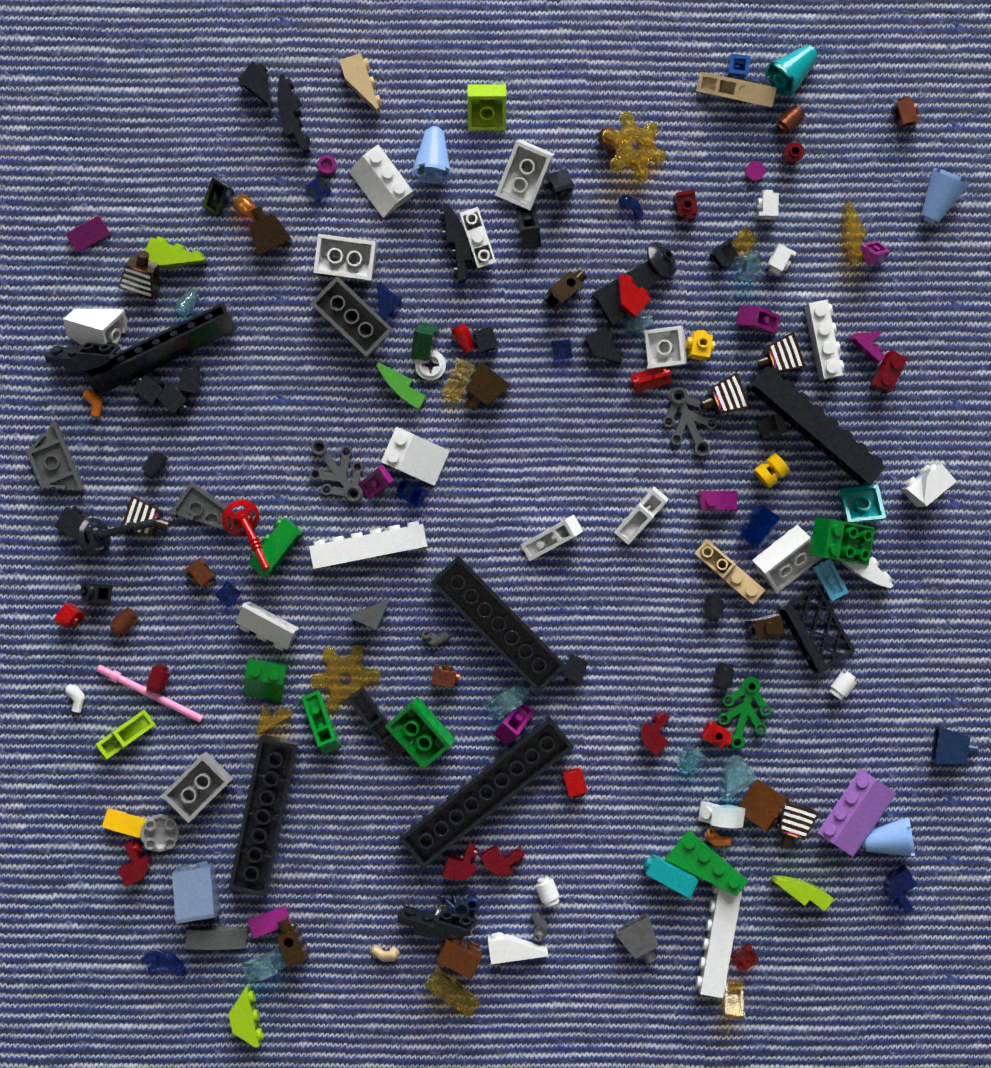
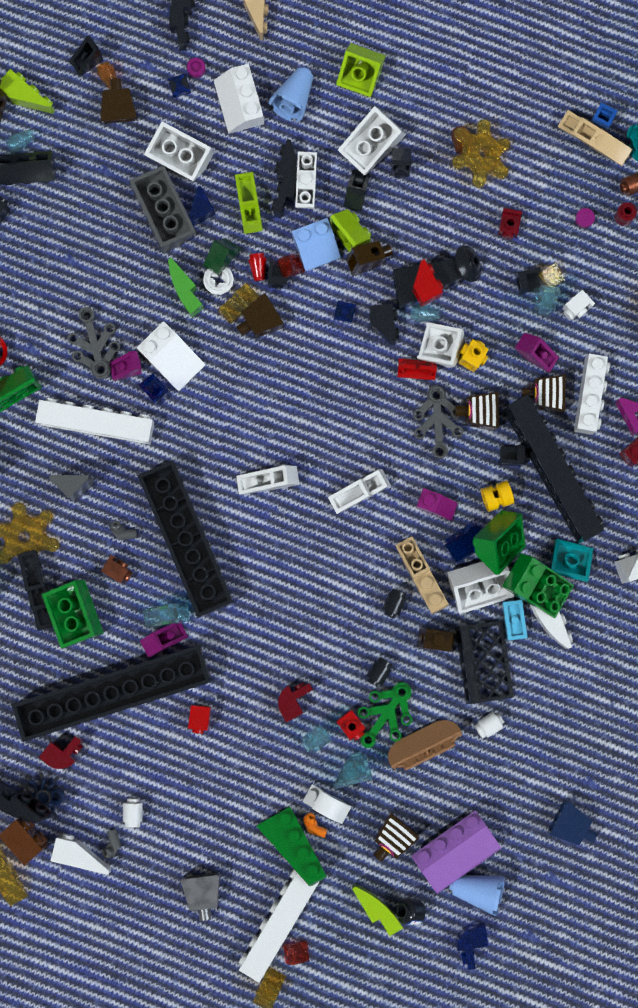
camera: 20 degrees right, 5 degrees down
(430, 279) = (248, 202): none -> lime slope
(494, 325) = (291, 265): none -> clear red slope
(500, 864) = (96, 766): dark red brick -> none
(510, 296) = (316, 244): none -> light blue slope
(537, 270) = (348, 230): none -> lime slope
(574, 669) = (241, 610): black brick -> none
(633, 203) = (461, 204): clear blue arm -> none
(670, 875) = (254, 842): teal slope -> none
(763, 804) = (369, 809): reddish brown tile -> none
(768, 205) = (585, 252): white brick -> none
(789, 726) = (423, 744): none -> medium nougat brick
(791, 512) = (500, 541): none -> green slope
(835, 881) = (411, 911): none -> black head

